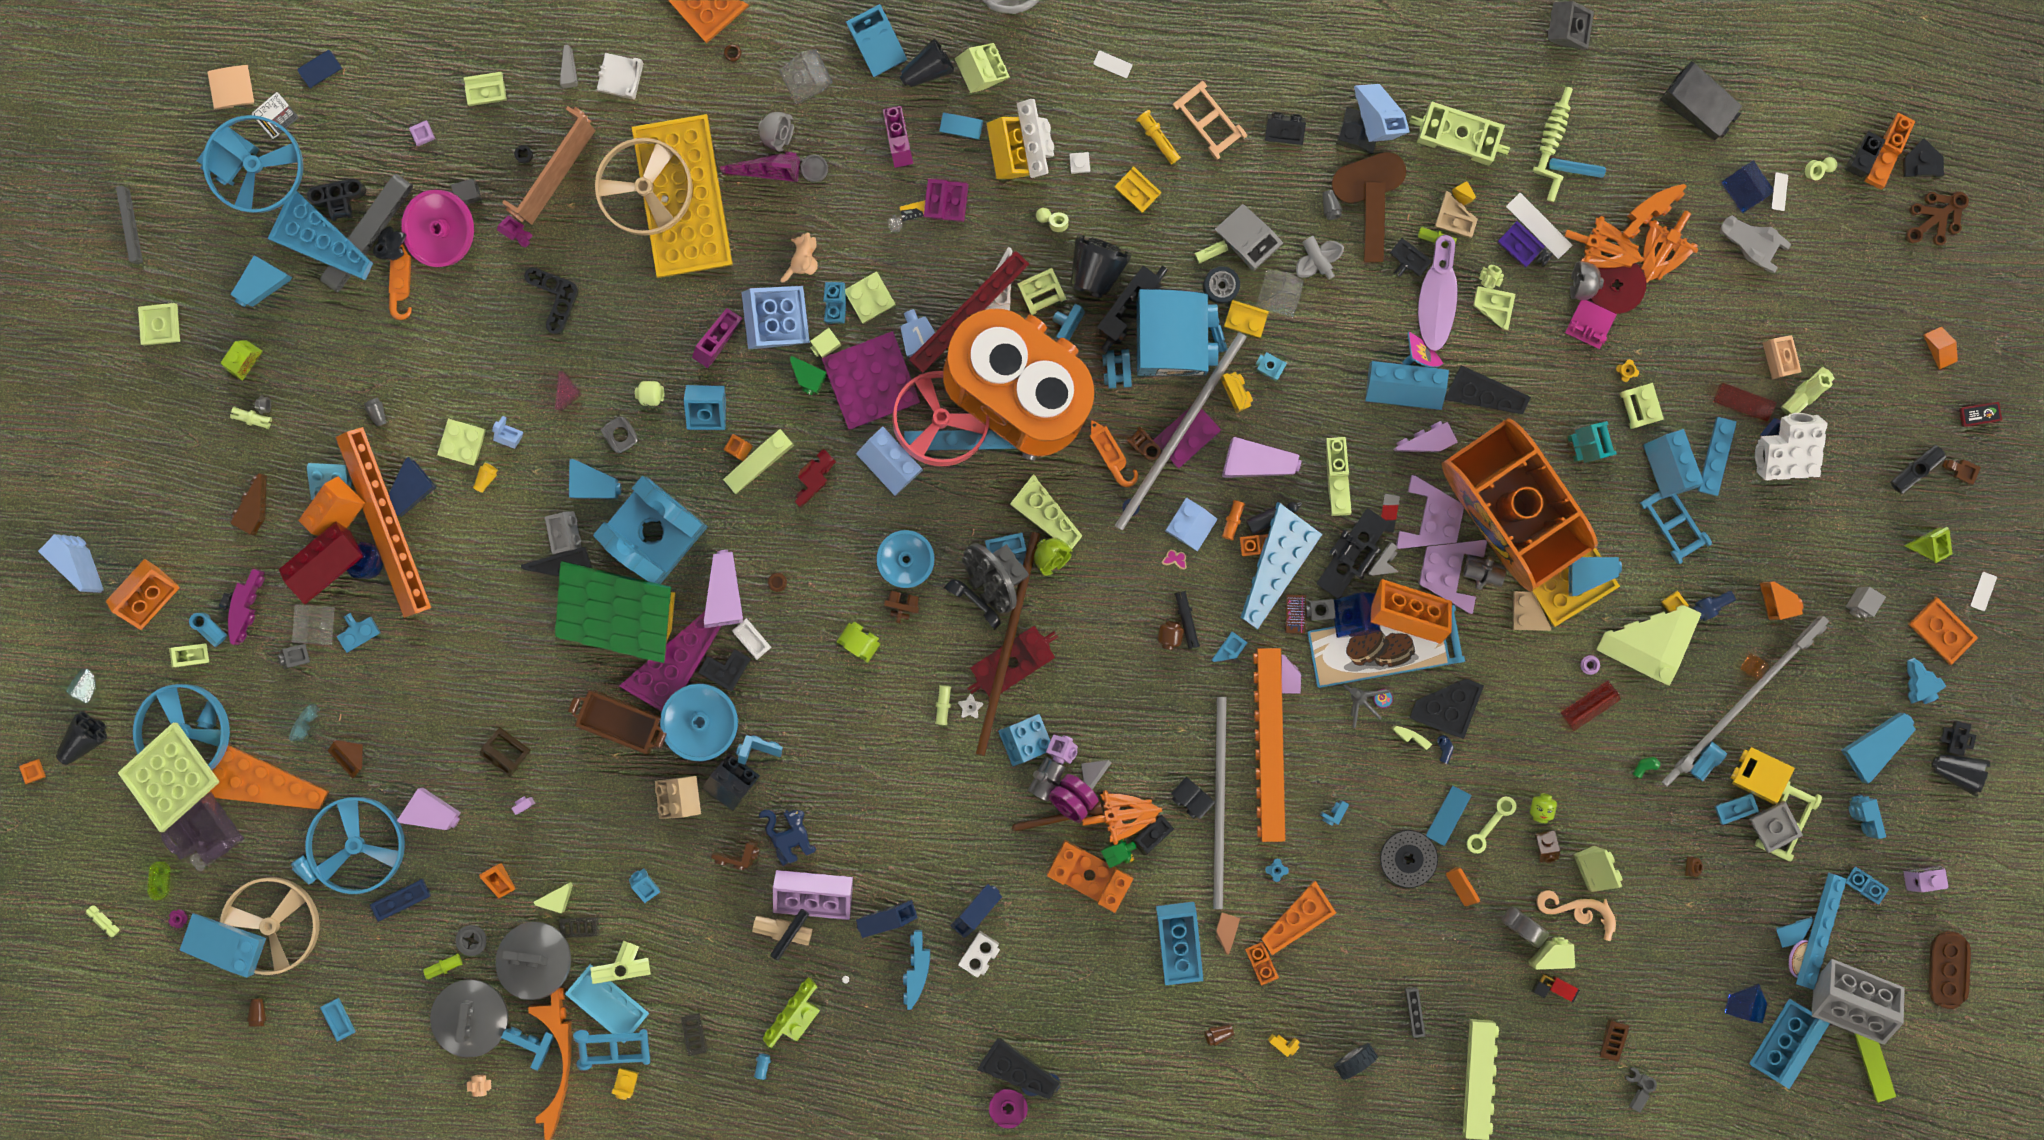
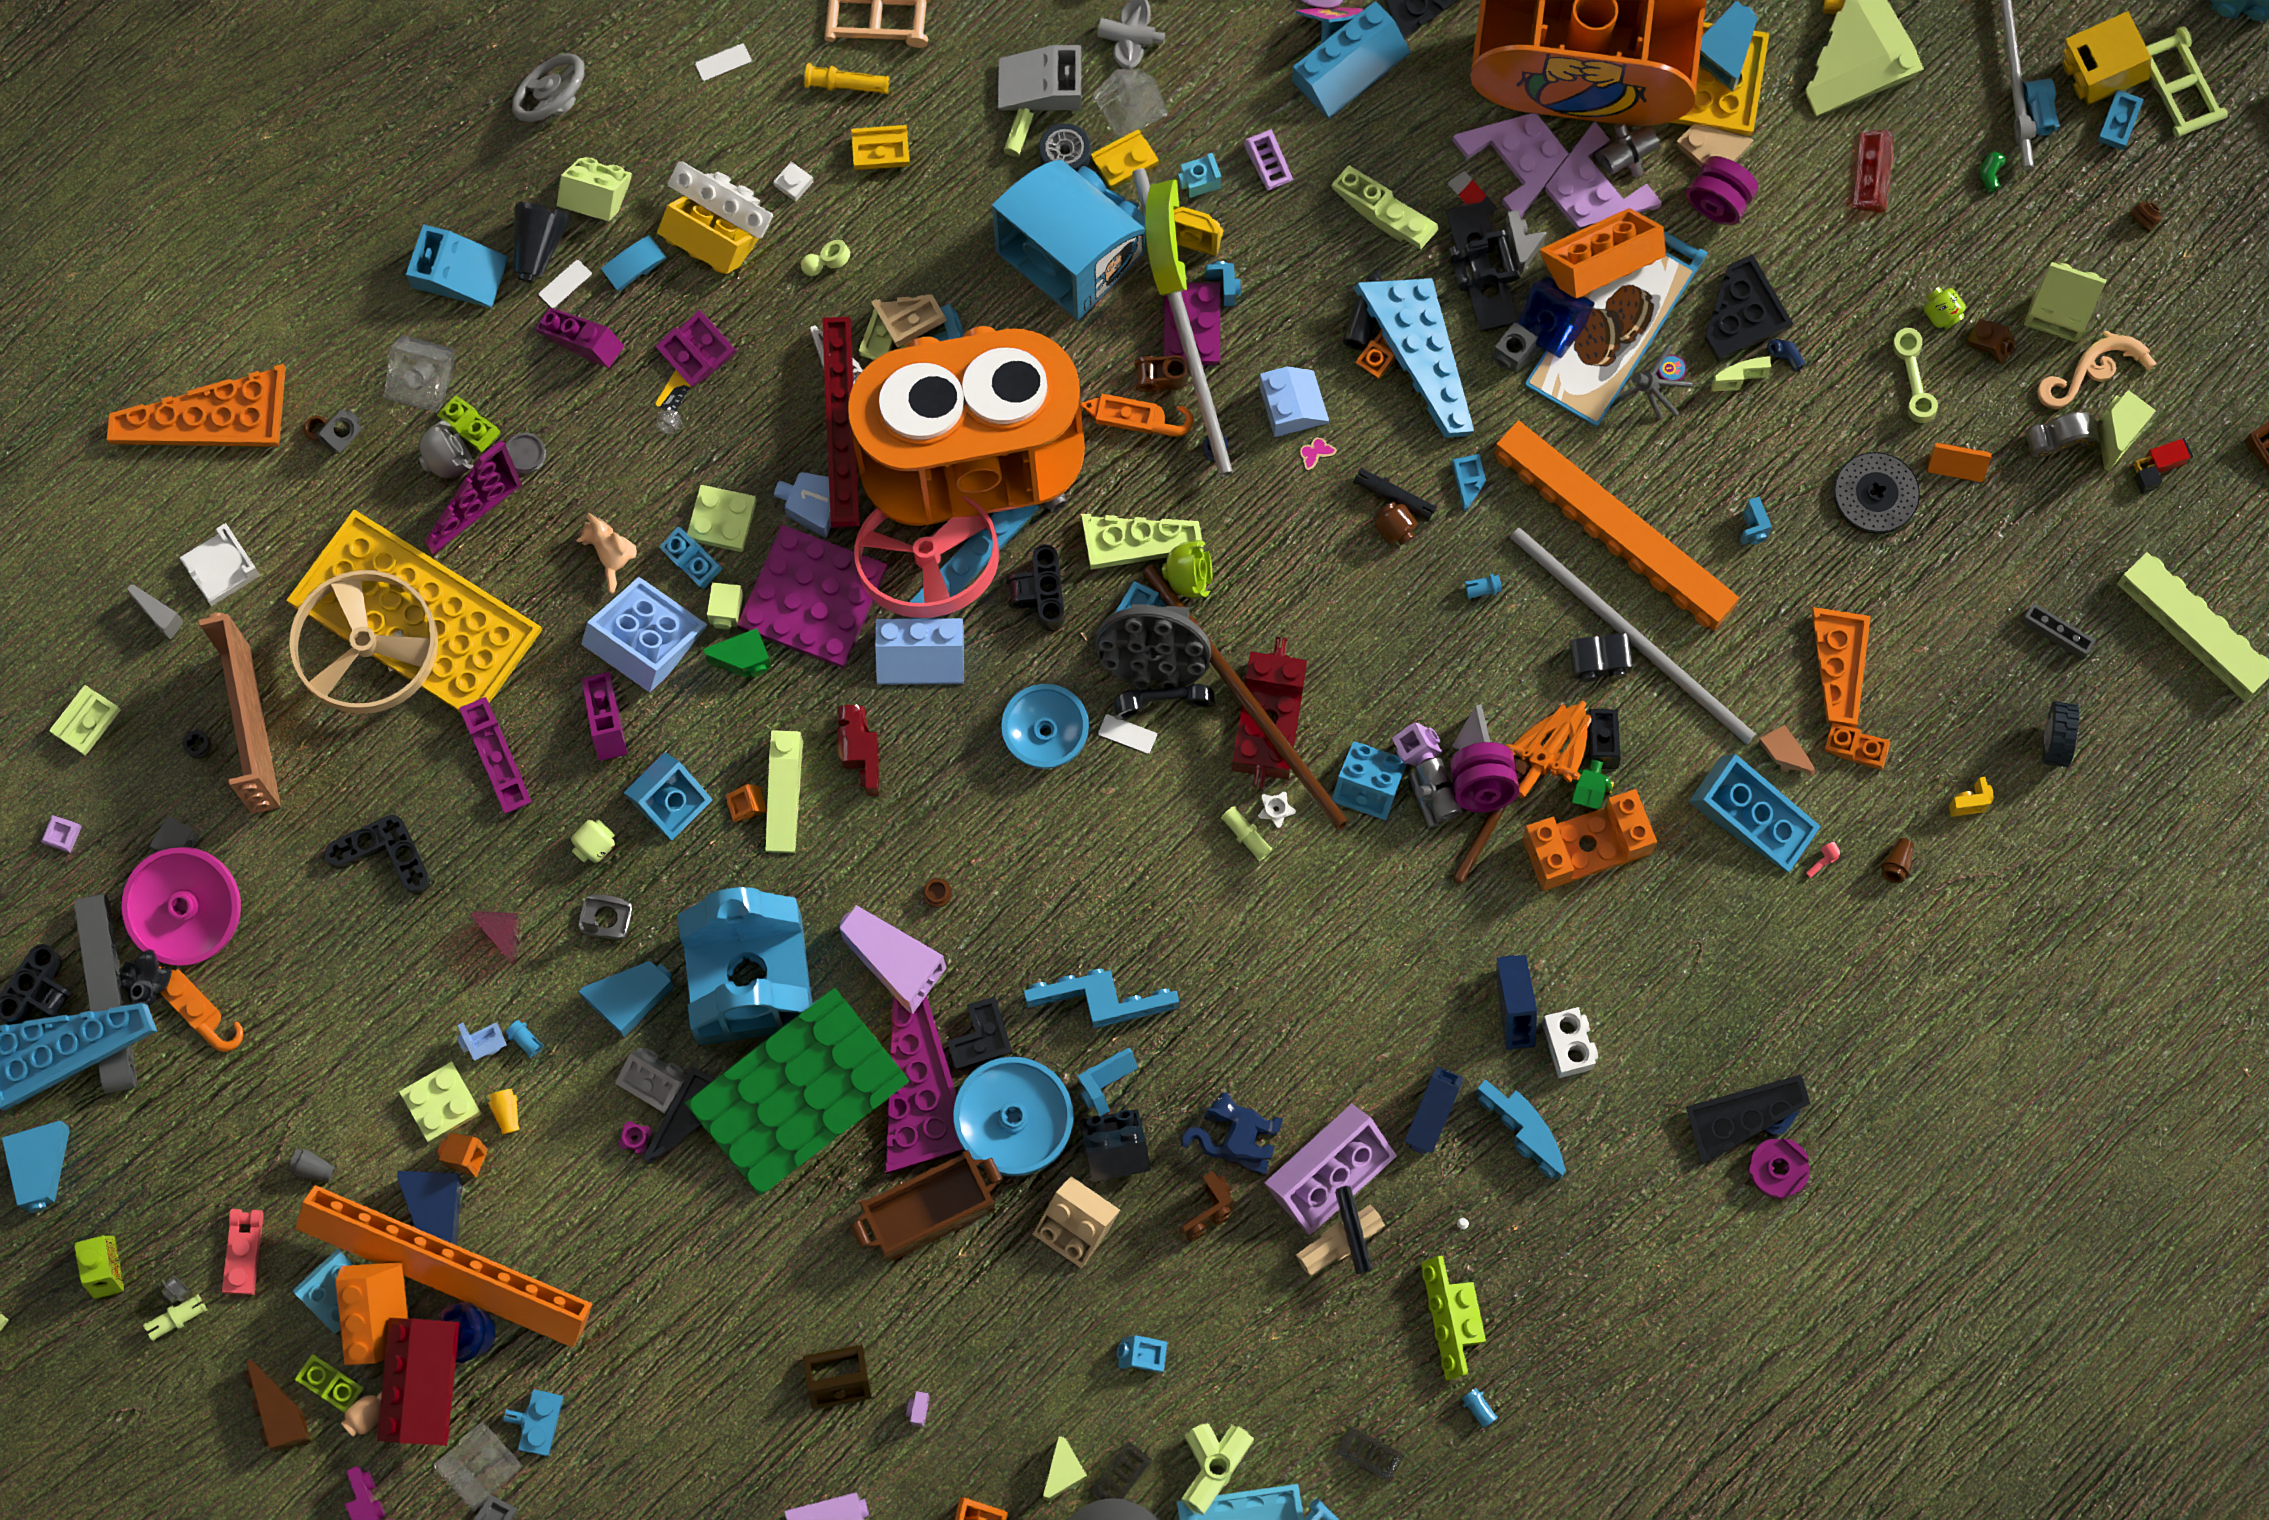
camera: 55 degrees left, 15 degrees down
(286, 549) = (362, 1415): none -> light nougat plant
(287, 518) = (328, 1383): none -> lime slope
(308, 419) = (242, 1253): none -> coral plate
(444, 478) = (462, 1153): none -> orange slope
(514, 229) = (265, 828): magenta plate -> none
(523, 550) = (629, 1131): none -> magenta plate
(526, 452) = (524, 1038): none -> dark azure pin
(649, 305) = (495, 755): none -> magenta slope
(732, 72) = (330, 439): none -> dark grey brick
(751, 639) = (973, 979): white tile -> none
(796, 709) = (1101, 998): none -> dark azure bracket
(803, 125) = (468, 423): none -> lime slope
(858, 642) = (1088, 862): lime cylinder -> none
(911, 605) = (1102, 772): reddish brown hips -> none
(920, 100) = (565, 283): none -> white sticker
(942, 600) = (1127, 734): none -> white sticker
(972, 485) = (1031, 590): none -> black piece
(1055, 293) = (909, 317): none -> tan wing
(1097, 265) = (920, 249): black cone -> none
(1110, 377) = (1056, 318): dark azure brick -> none
(1113, 328) = (1002, 288): black brick -> none
(1178, 707) = (1483, 586): none -> dark azure pin
(1192, 998) = (1831, 854): none -> coral hand
(1212, 382) = (1161, 238): none -> lime slope
(1225, 436) = (1222, 271): none -> dark azure bracket
(1233, 520) = (1330, 354): orange pin -> none
(1255, 459) = (1286, 272): lavender slope -> none
(1276, 875) = (1758, 645): dark azure plate -> none
(1290, 676) = (1561, 440): lavender slope -> none
(1295, 613) = (1494, 379): reddish brown tile -> none
(1313, 375) = (1255, 156): none -> lavender slope
(1432, 441) = (1436, 86): lavender slope -> none
(1448, 815) = (1865, 411): dark azure slope -> none
(1503, 641) = (1722, 190): none -> magenta wheel
(1596, 665) = (1827, 127): lavender plate -> none
(1776, 826) = (2175, 96): light grey tile -> none

